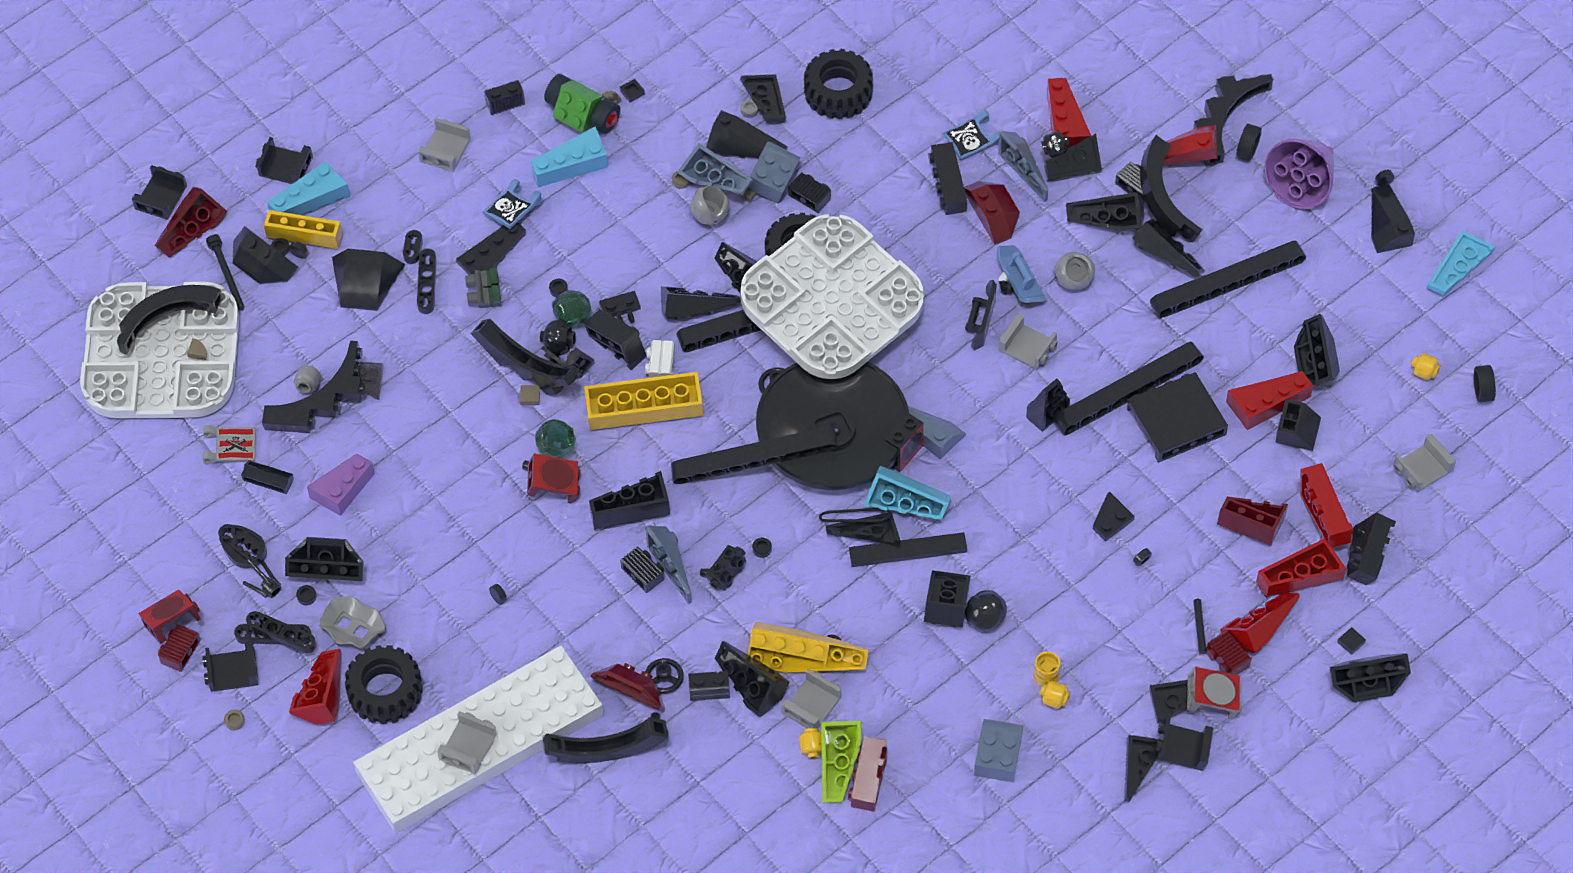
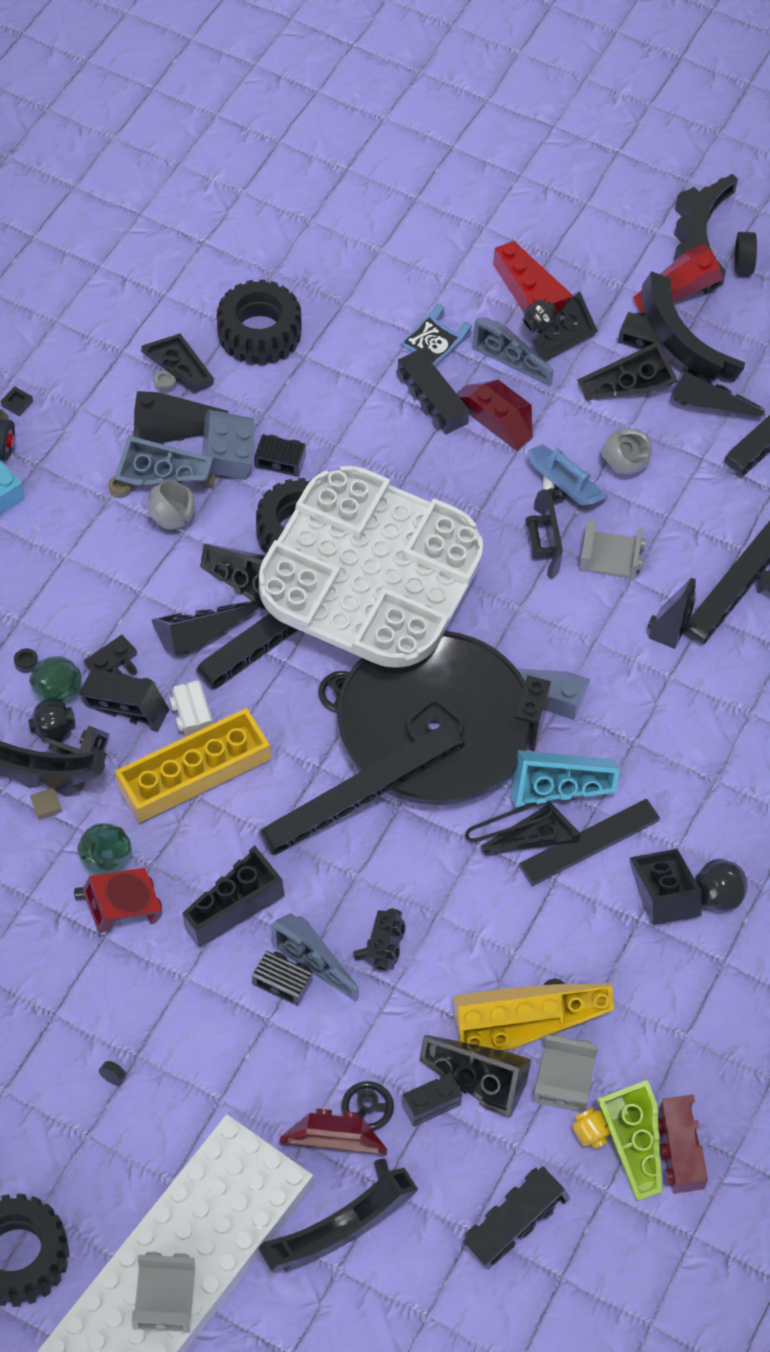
camera: 25 degrees left, 0 degrees up
(731, 781) = (516, 1216): none -> black wedge
(762, 547) = (414, 899): black tile -> none

